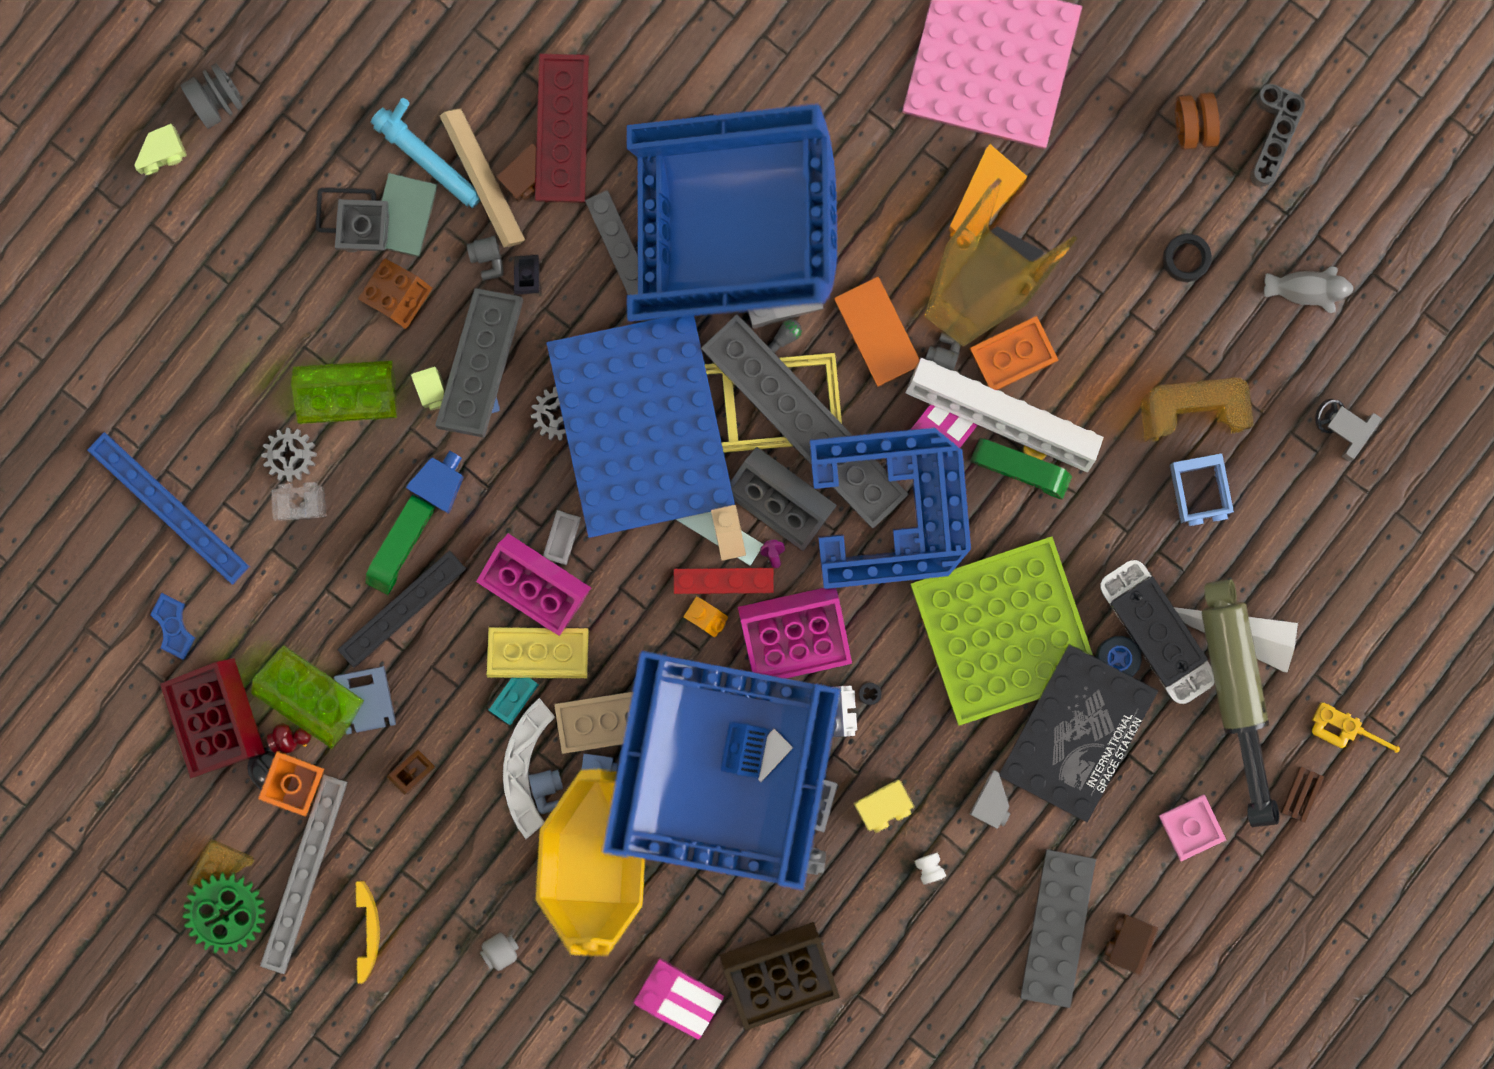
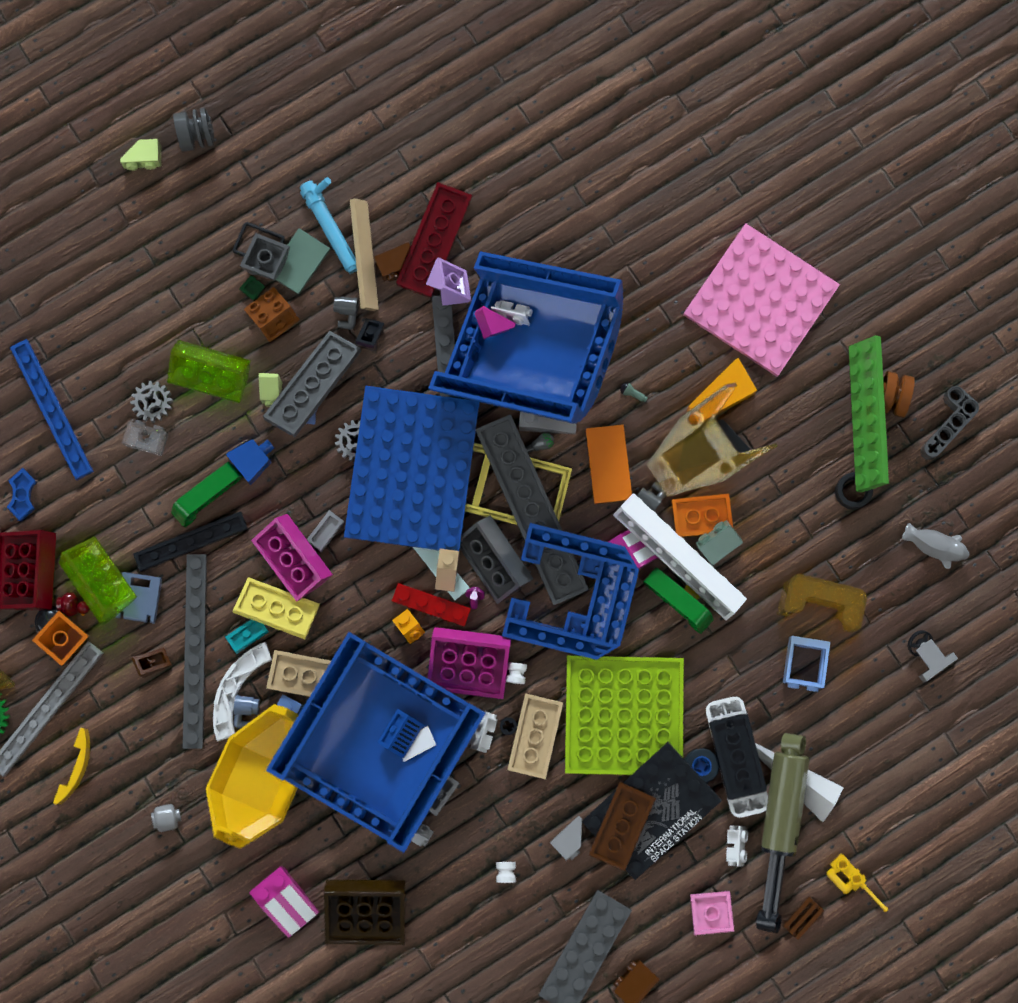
camera: 20 degrees right, 5 degrees down
(359, 269) = (252, 288): none -> dark green tile
(457, 740) = (195, 651): none -> dark grey plate
(602, 174) = (450, 281): none -> lavender slope
(673, 209) = (492, 323): none -> dark pink slope
(704, 188) = (518, 315): none -> white hinge
(856, 626) = (516, 673): none -> white wheel
(868, 231) = (627, 389): none -> sand green piece
(883, 806) = (487, 812): light yellow brick -> none
(907, 694) = (535, 736): none -> tan plate
(1046, 380) = (719, 542): none -> sand green brick
(1050, 764) = (622, 826): none -> reddish brown tile
(1173, 158) = (868, 414): none -> bright green plate
(1193, 728) = (738, 838): none -> white hinge

